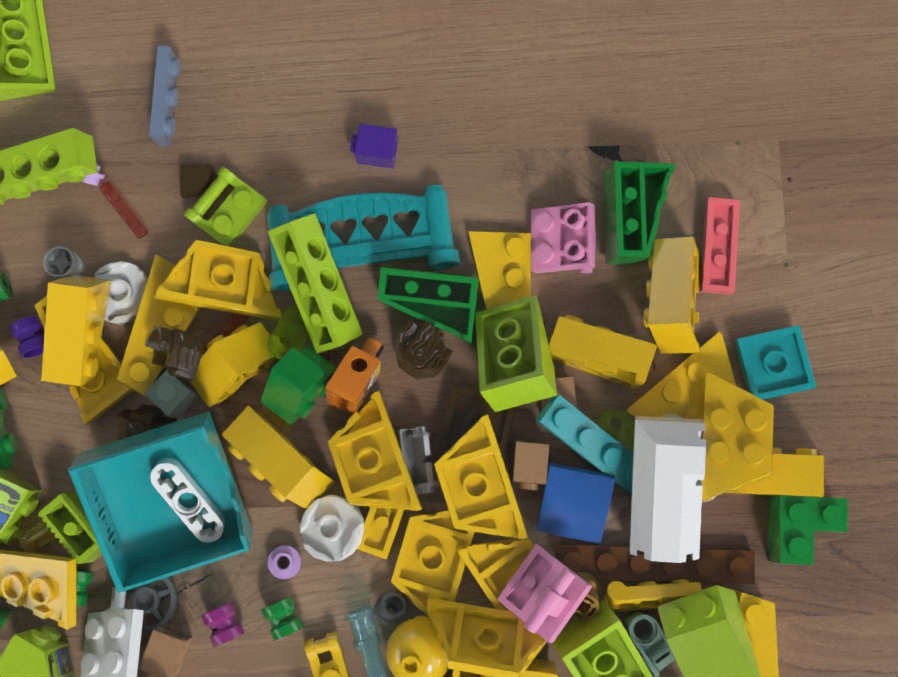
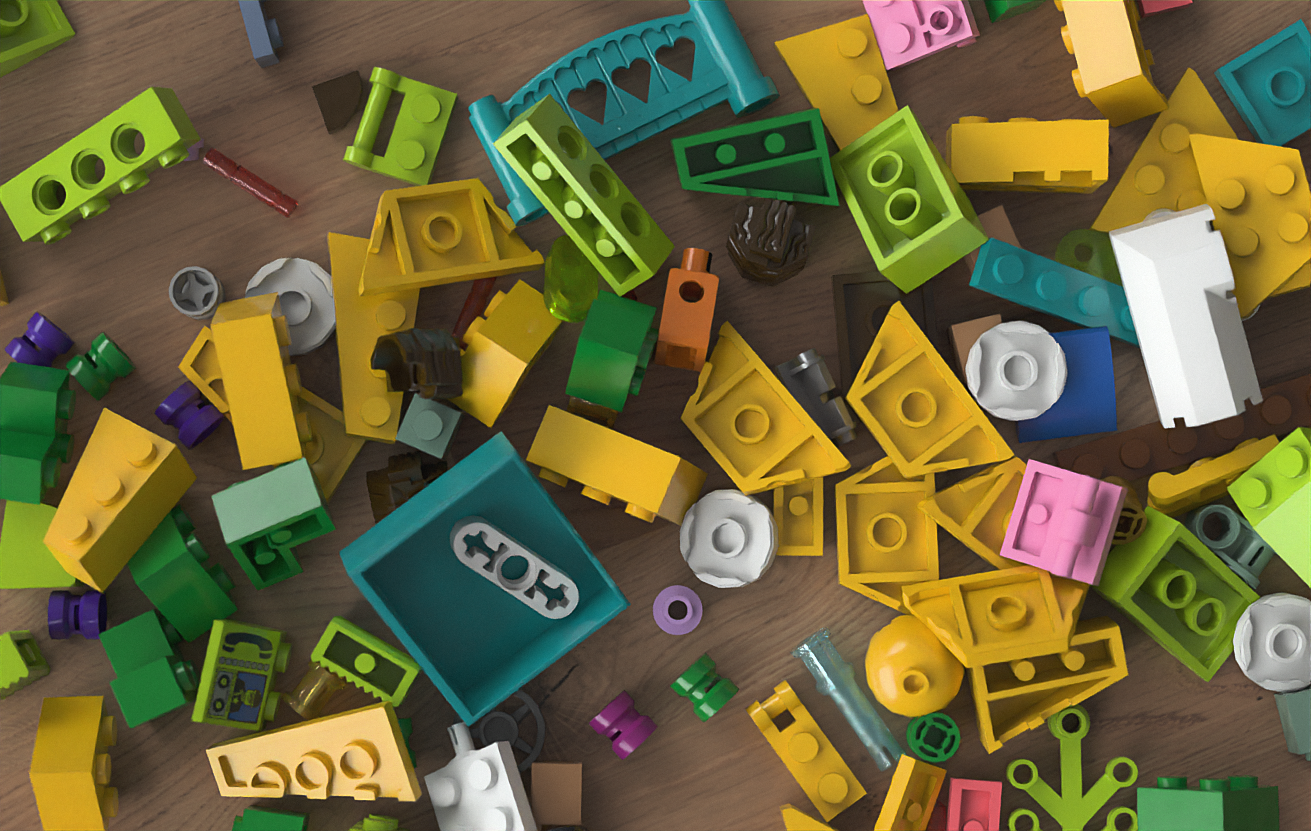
camera: 25 degrees left, 5 degrees up
(47, 417) = (272, 516): none -> brick
(393, 601) = (856, 612): dark grey plate -> none
(547, 484) = (1016, 371): none -> white tile

